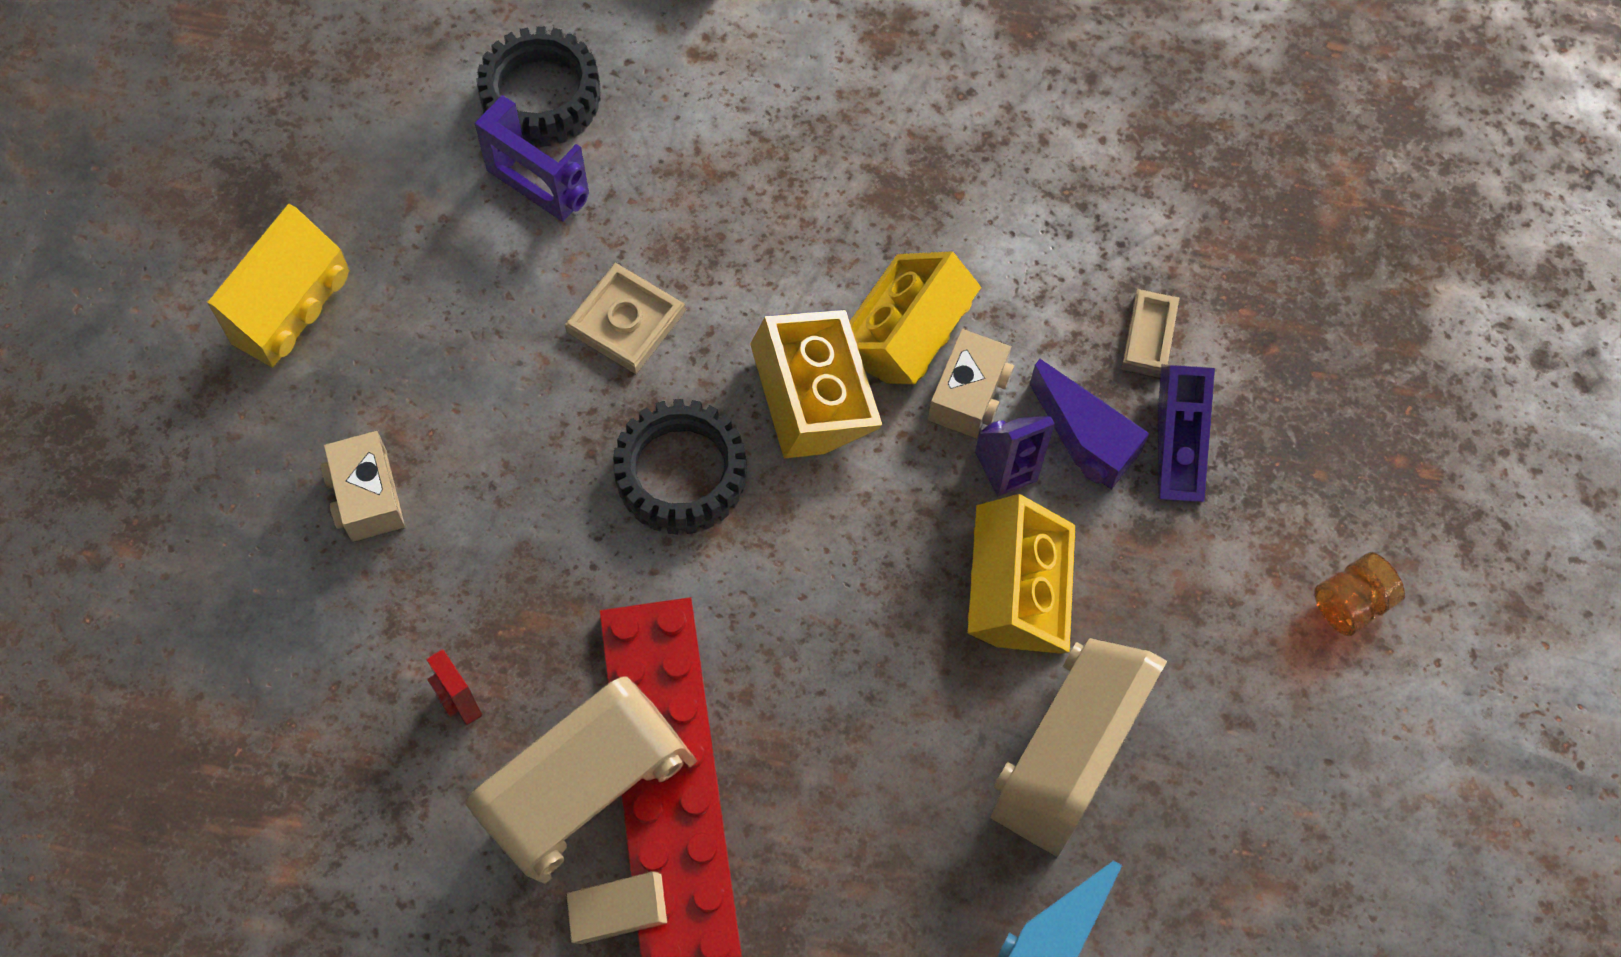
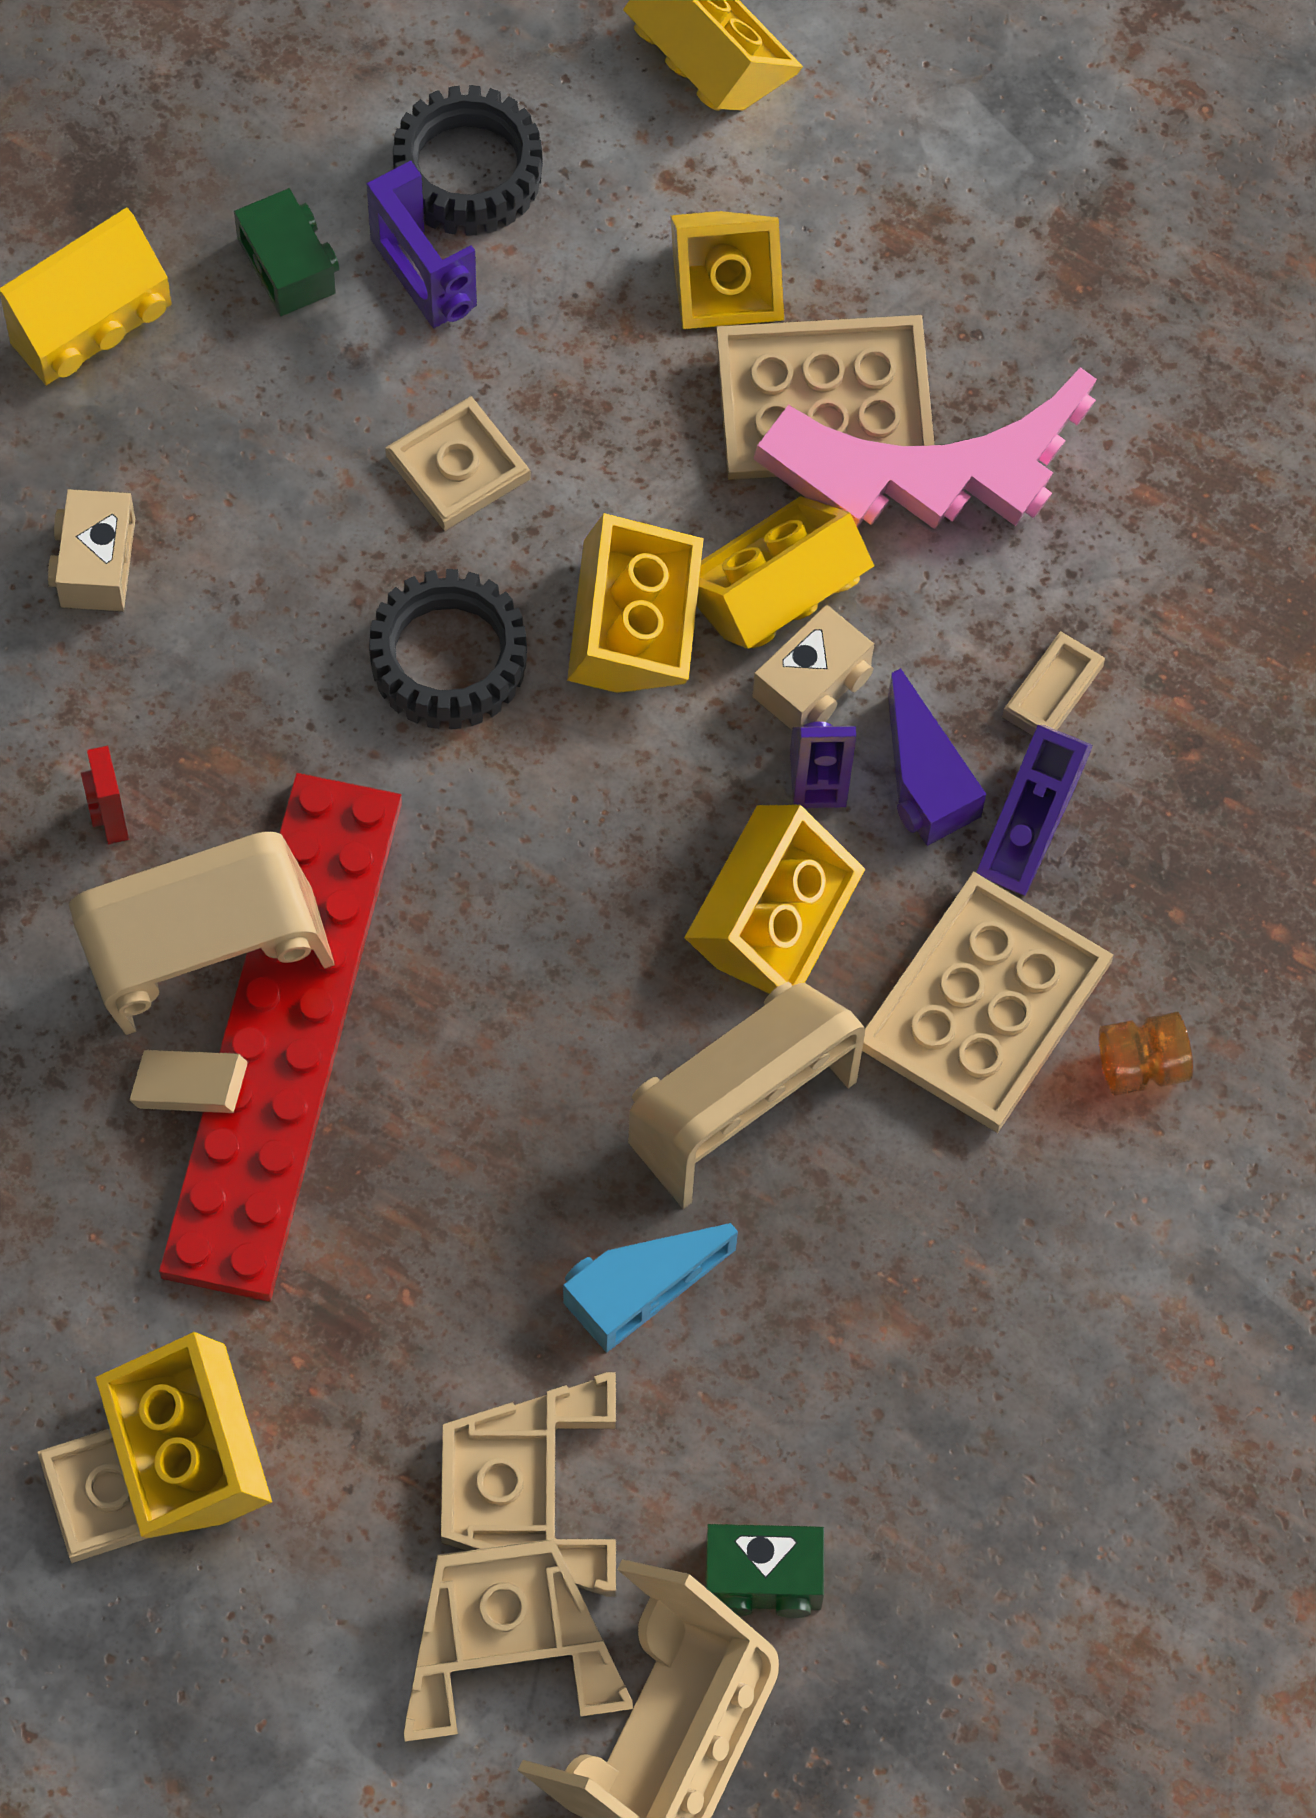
camera: 20 degrees right, 0 degrees up
(426, 199) = (286, 252): none -> dark green brick
(770, 102) = (727, 268): none -> yellow slope
(884, 173) = (843, 373): none -> tan plate
(991, 210) = (926, 479): none -> bright pink arch
(1219, 597) = (985, 1001): none -> tan plate

